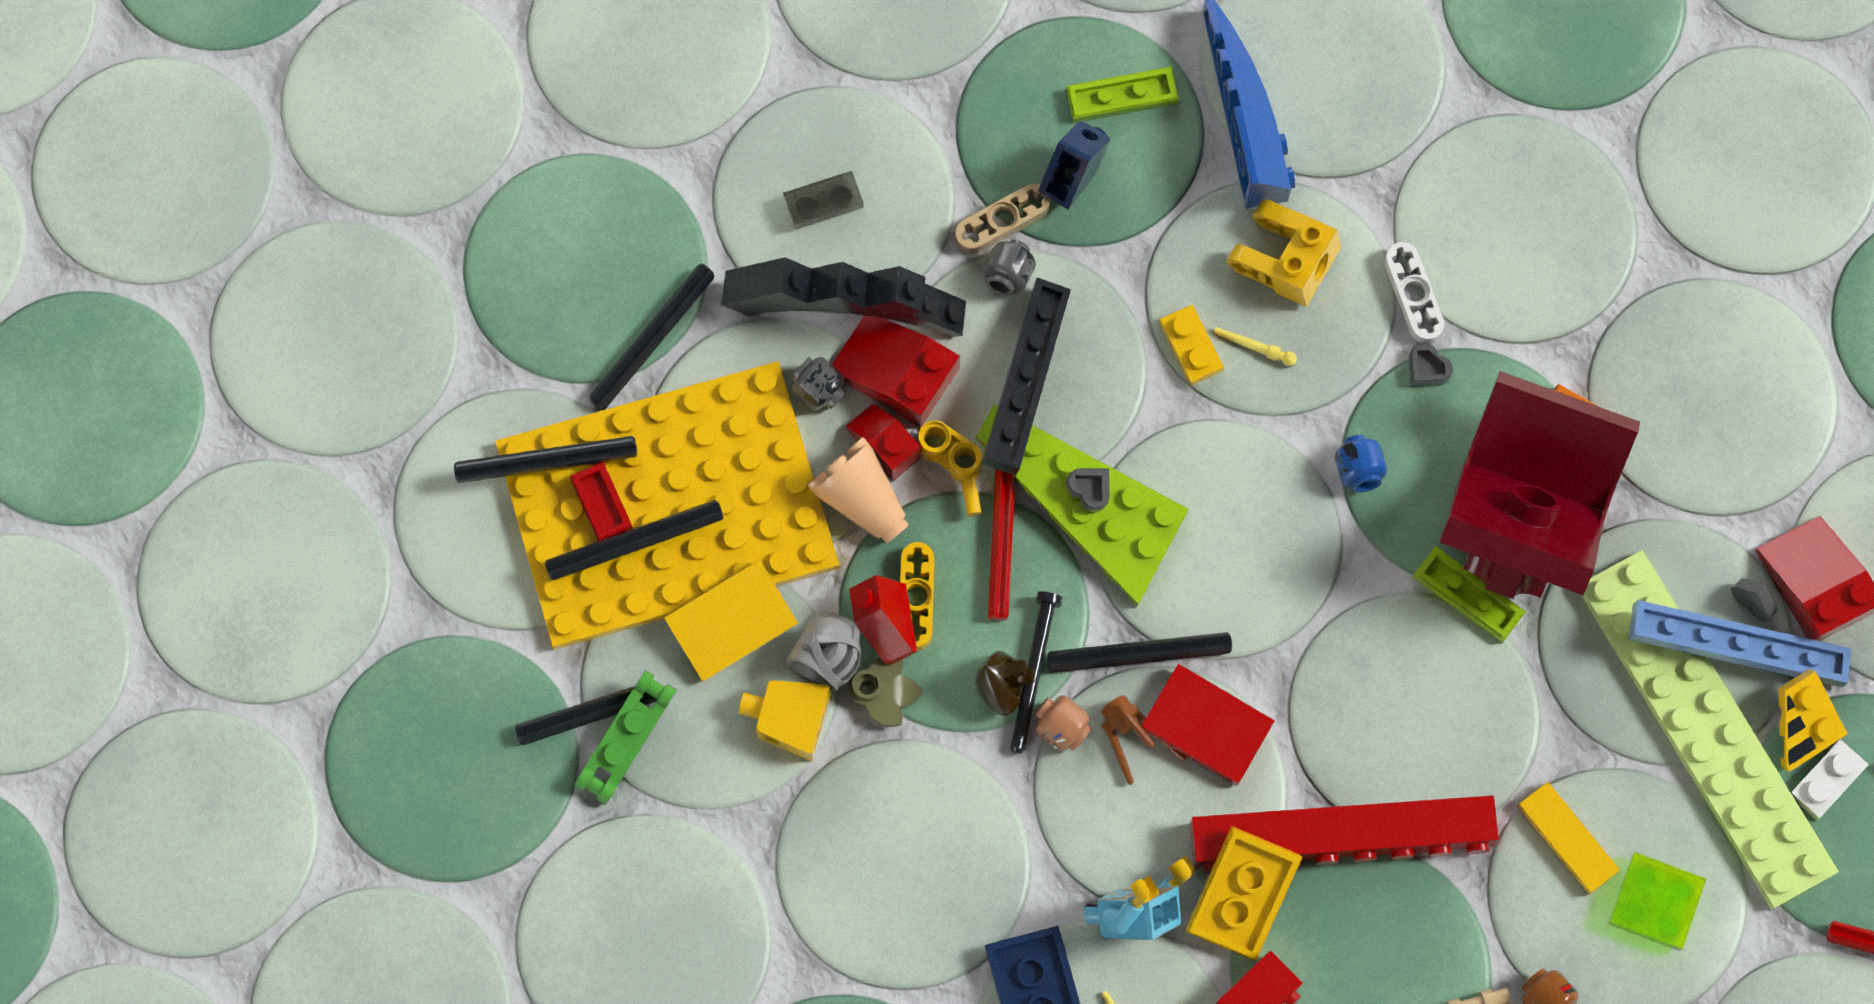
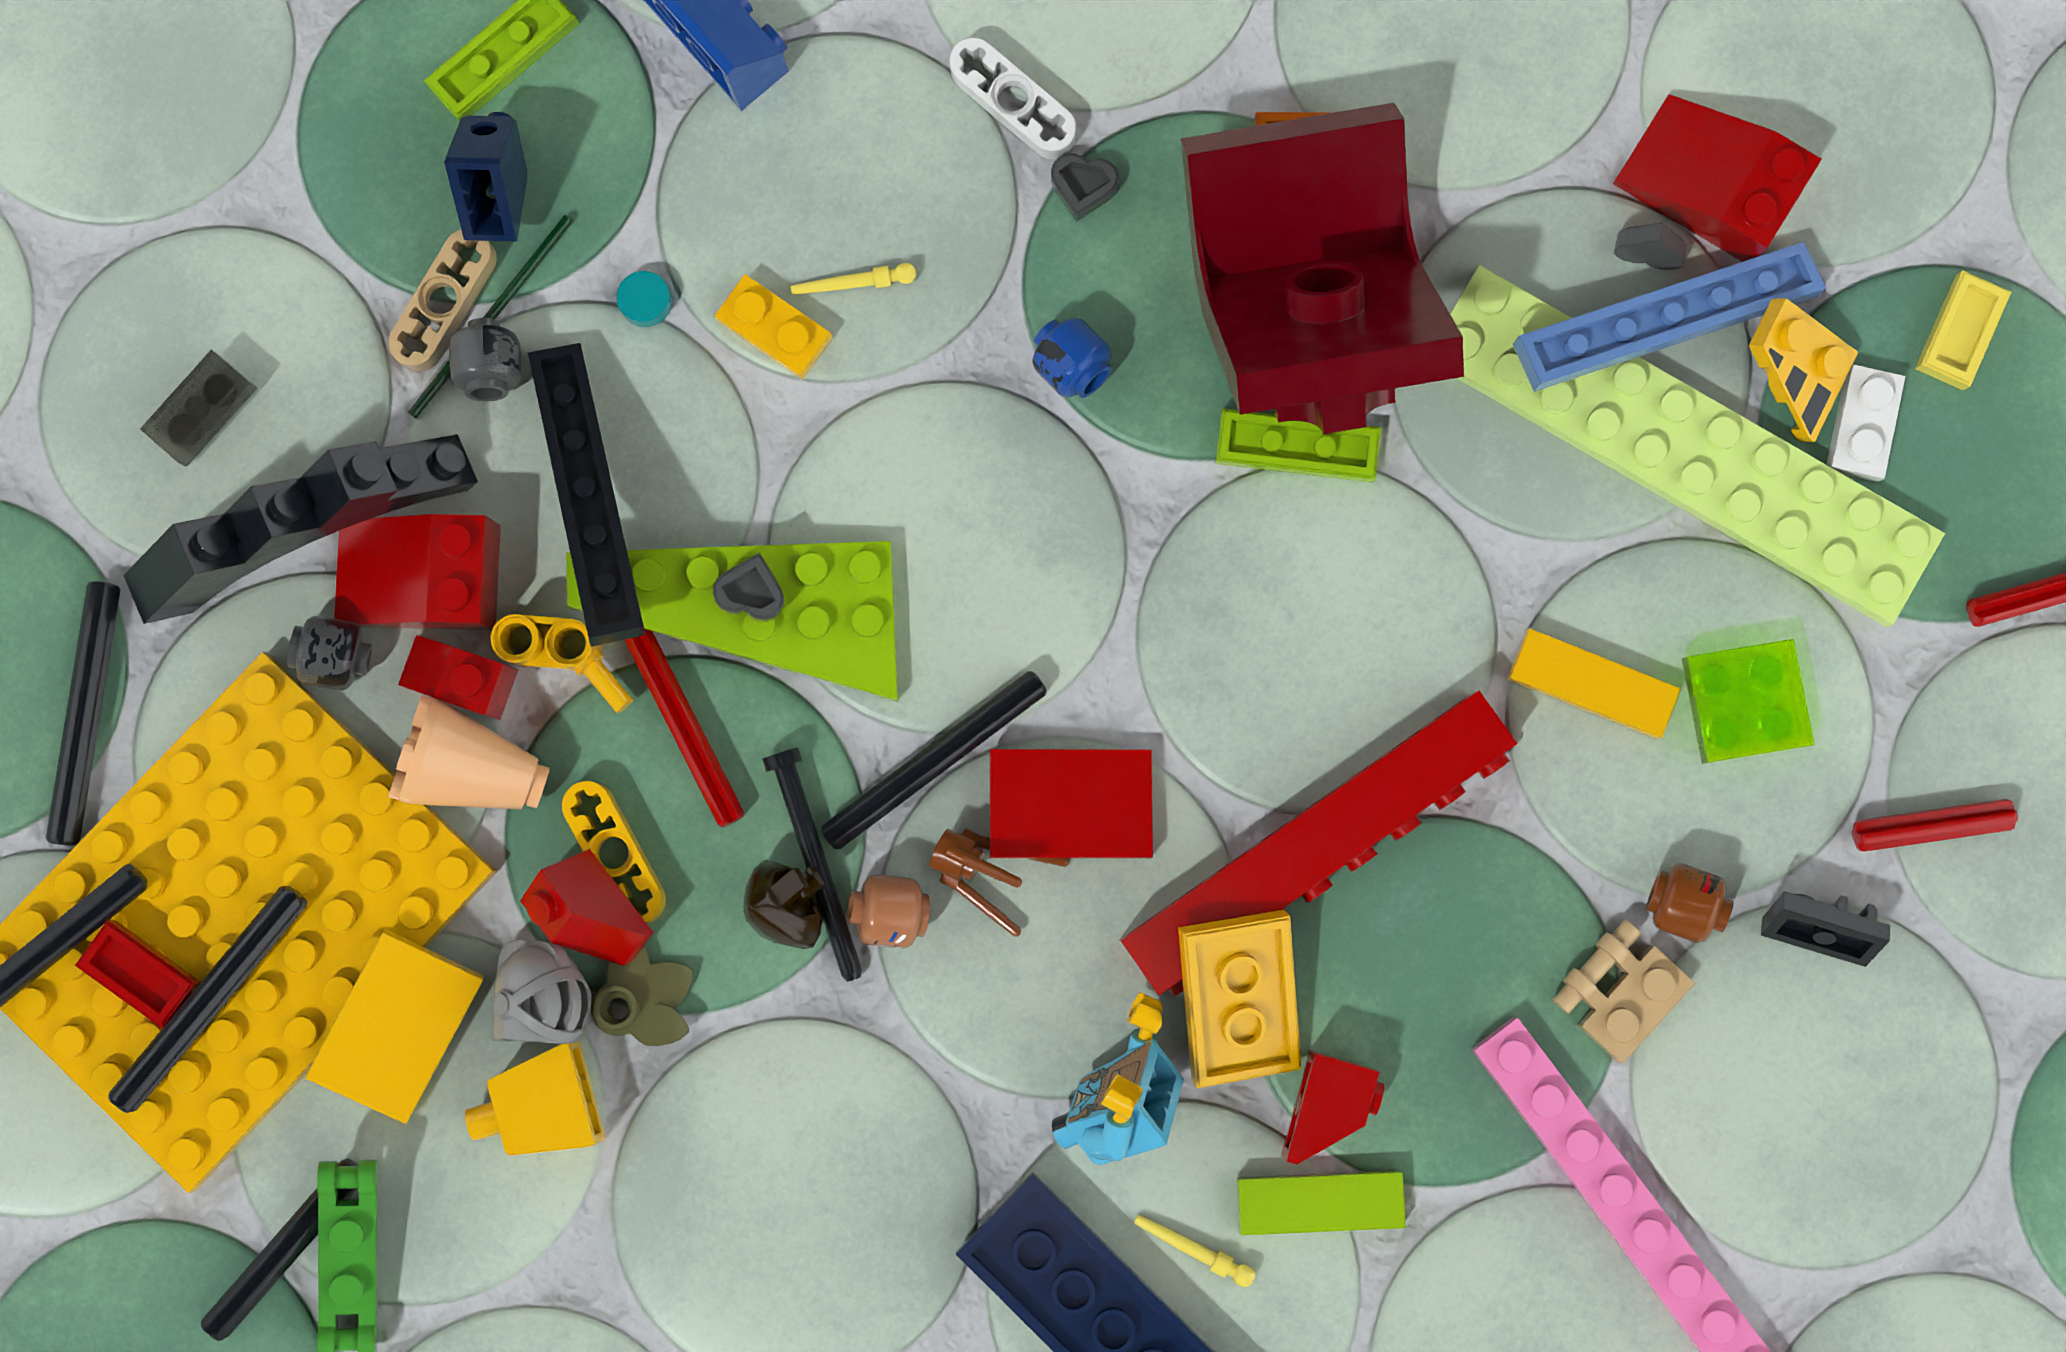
camera: 25 degrees left, 10 degrees up
(1034, 240) = (497, 308): none -> dark green piece
(1123, 285) = (644, 298): none -> teal tile
(1304, 260) = (851, 137): yellow brick -> none

